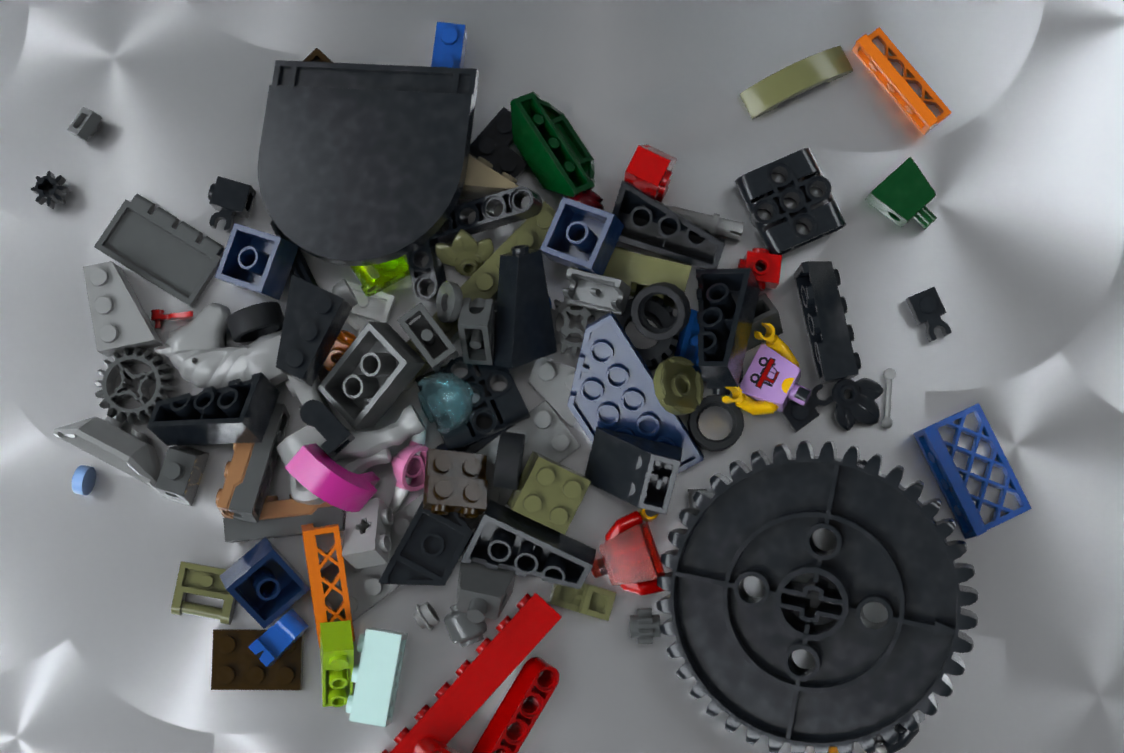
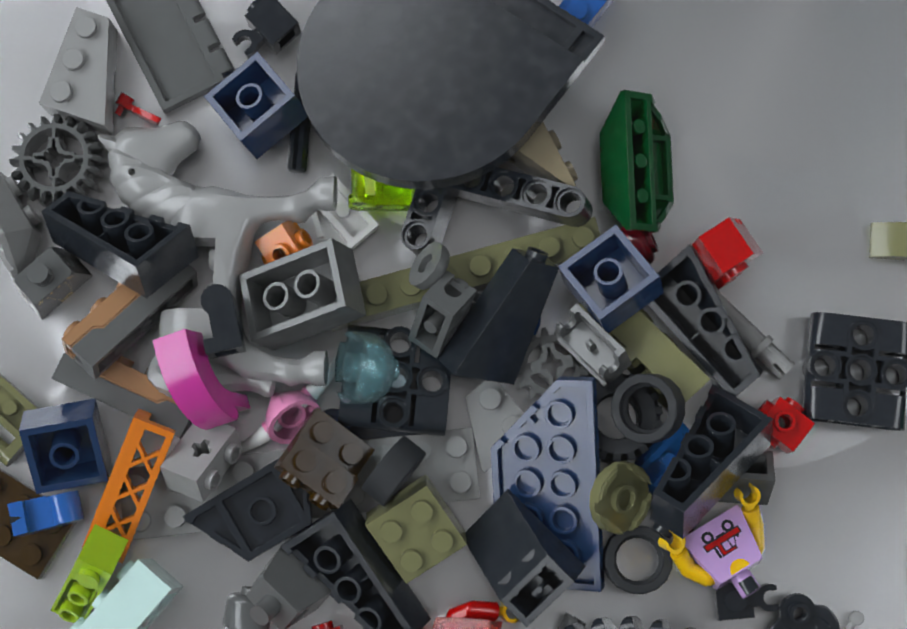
camera: 30 degrees right, 0 degrees up
(255, 321) = (219, 167): black tyre -> none
(309, 329) = (265, 209): black wedge -> none
(426, 616) = (212, 580): light grey plate -> none
(428, 337) = (384, 290): dark grey brick -> none
(465, 251) = (478, 222): olive plate -> none
(494, 146) = (576, 127): black plate -> none
(826, 322) = (820, 522): black wedge -> none

